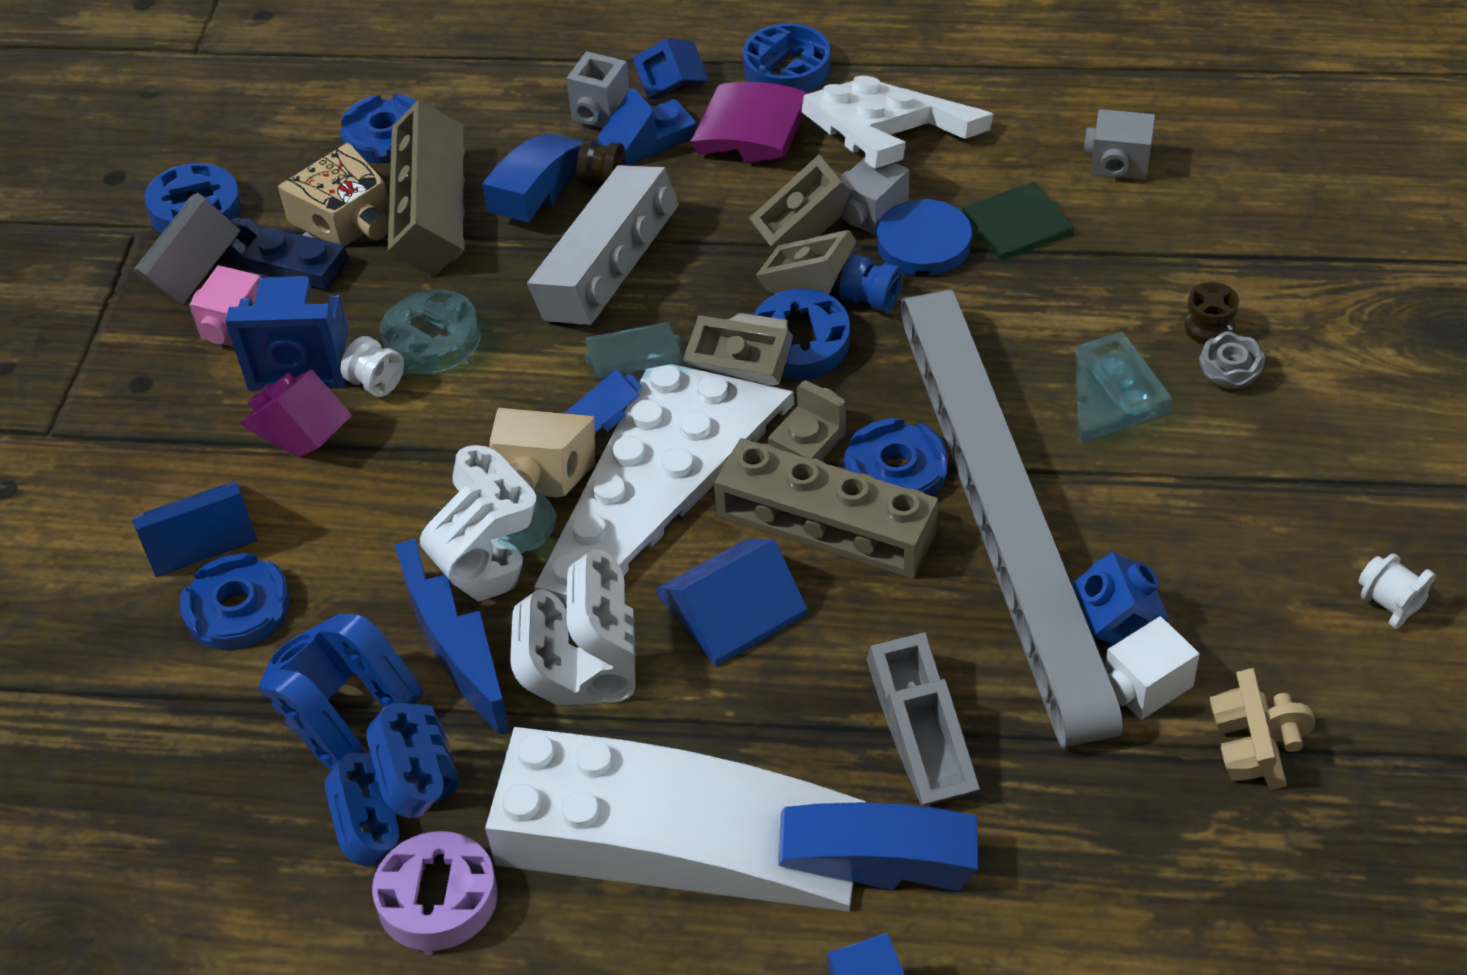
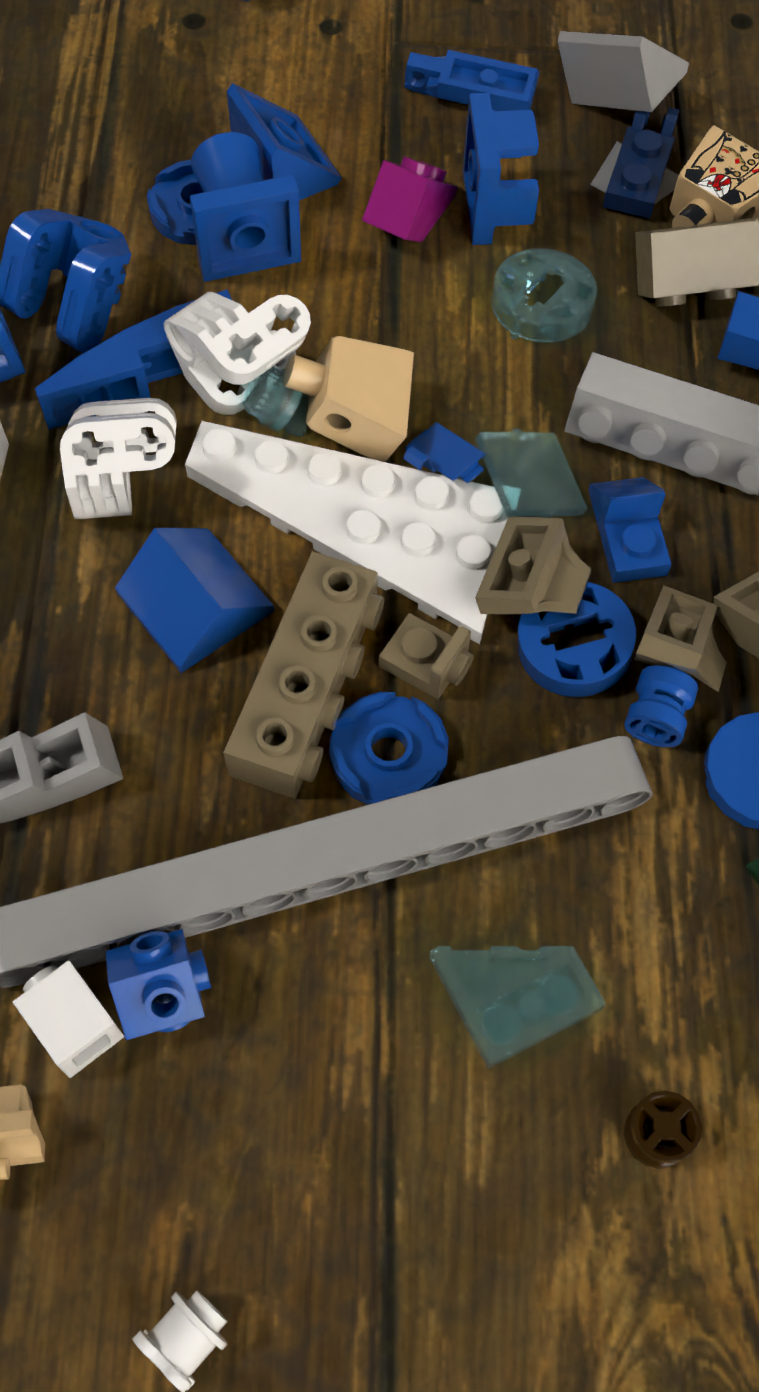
camera: 80 degrees right, 15 degrees up
(143, 365) = (461, 74): none -> blue hinge
(168, 192) = (723, 61): blue piece -> none
(219, 292) = (559, 126): bright pink brick -> none
(284, 532) = (239, 217): none -> blue plant
(372, 366) = (482, 250): white wheel -> none
(681, 296) = (631, 528): none -> blue slope
(1231, 360) = (598, 1146): light grey plate -> none

